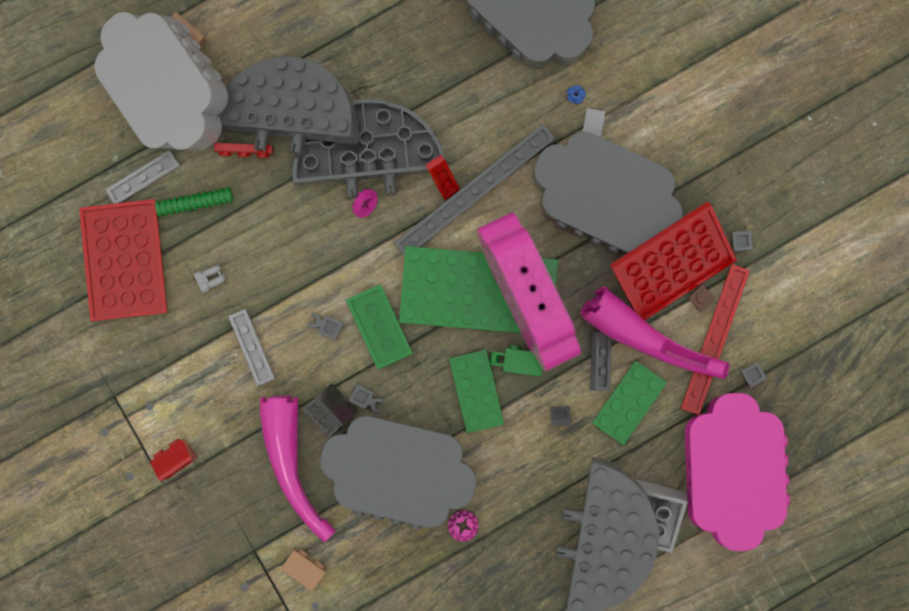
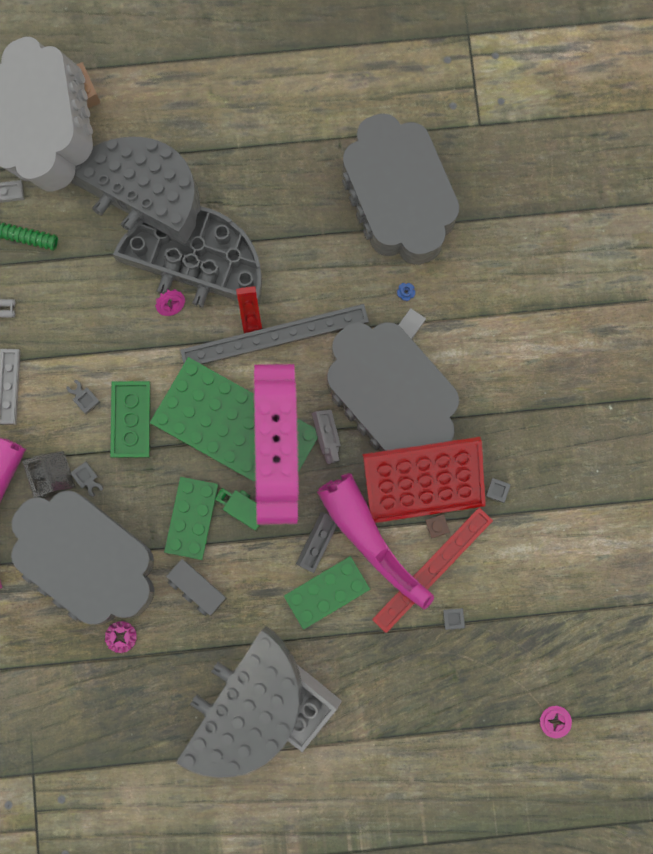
camera: 20 degrees right, 5 degrees down
(242, 150) = (84, 209): red plate -> none
(510, 452) = (195, 588): none -> dark grey brick
(560, 416) = (257, 575): dark grey plate -> none
(565, 260) = (327, 435): none -> light grey hinge
(736, 471) = (396, 703): dark pink brick -> none
(890, 430) = (562, 715): none -> dark pink gear

